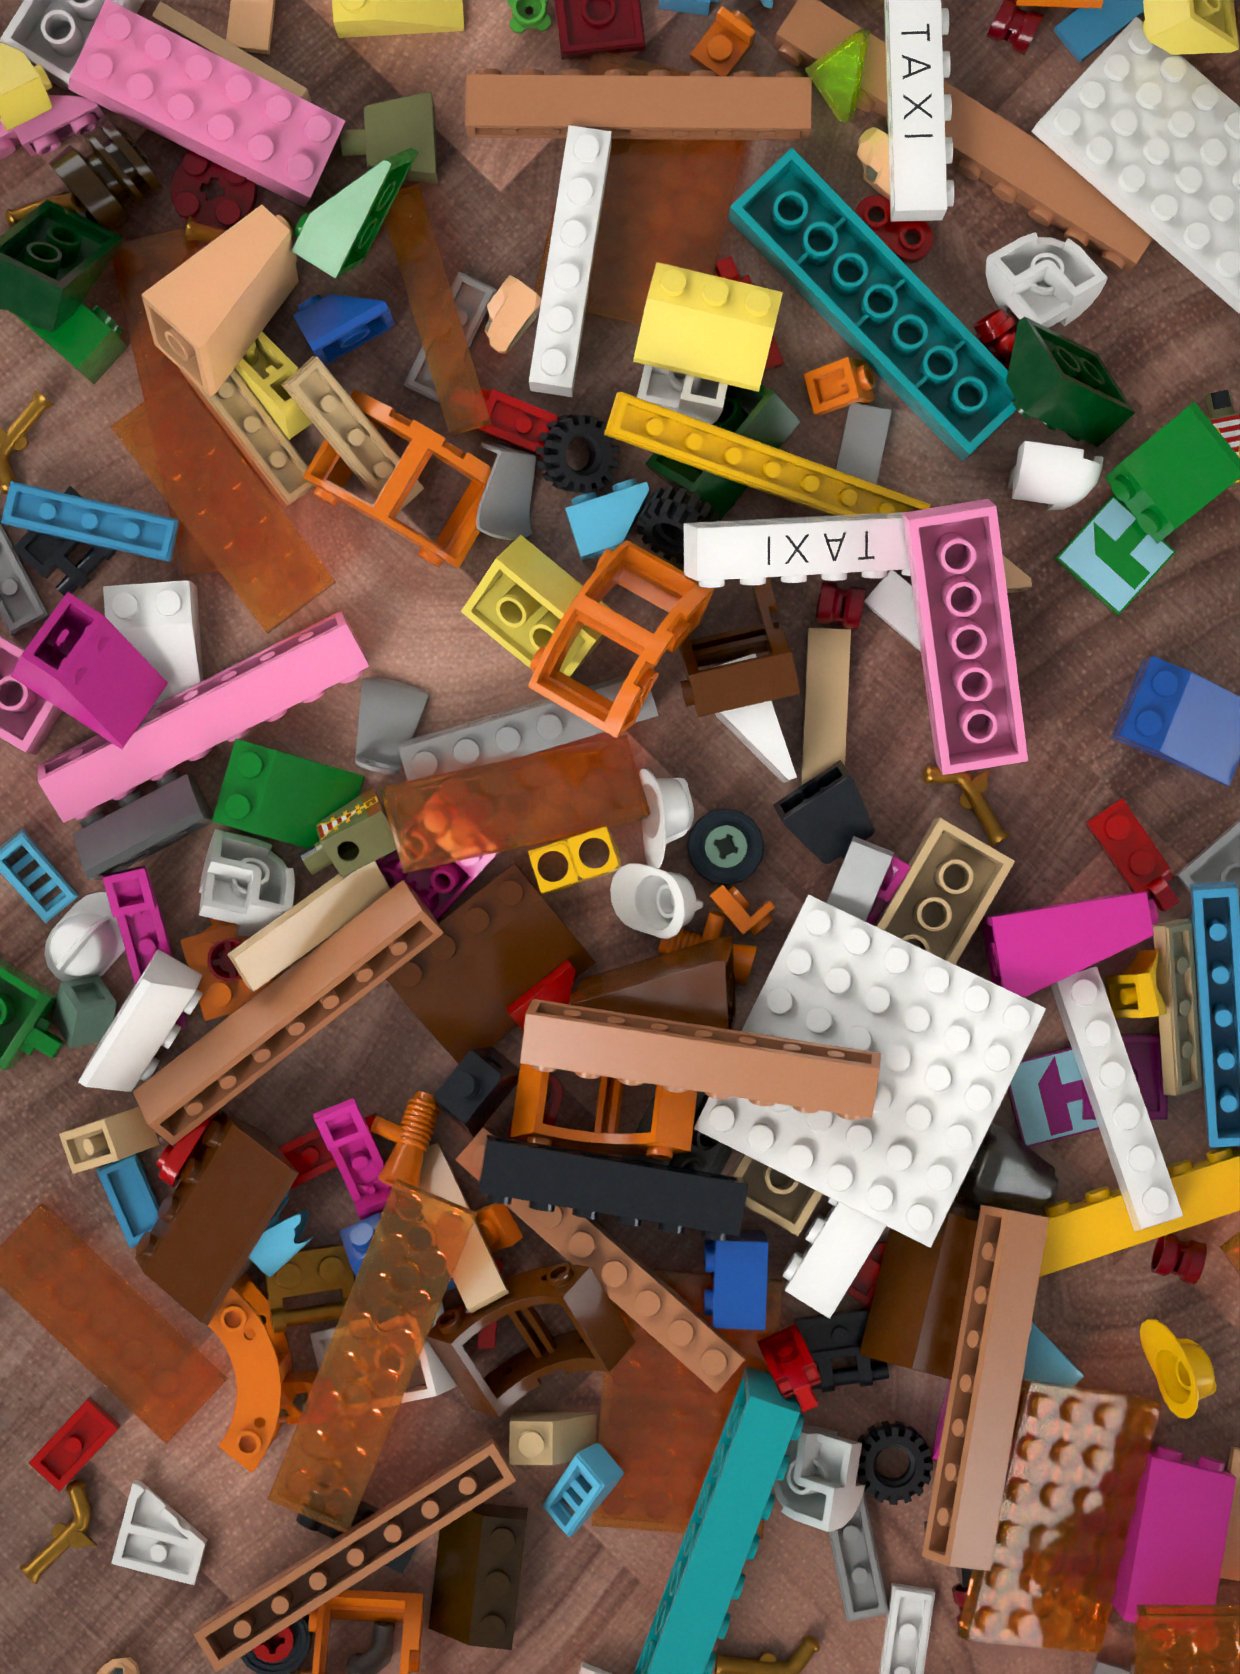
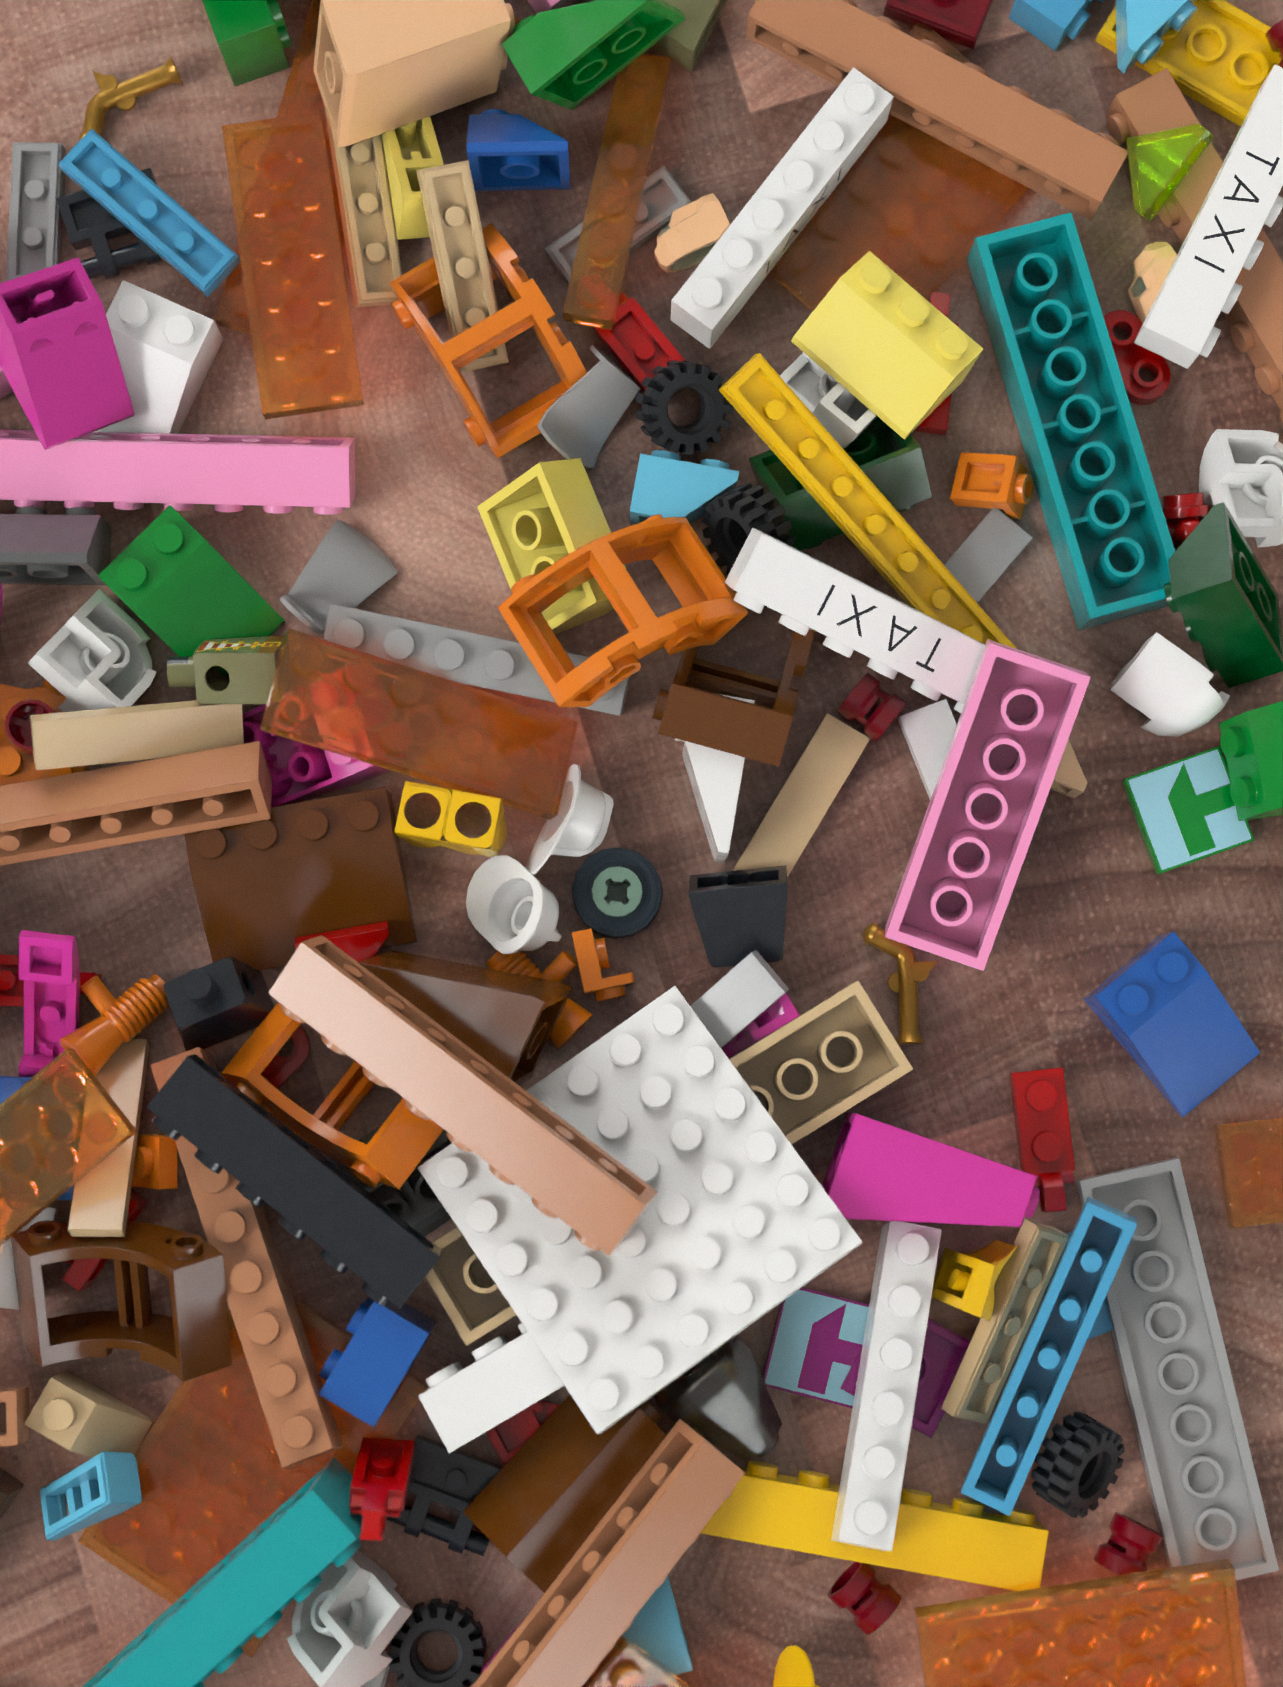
camera: 30 degrees right, 5 degrees down
(724, 43) = (1060, 81): orange bracket -> none

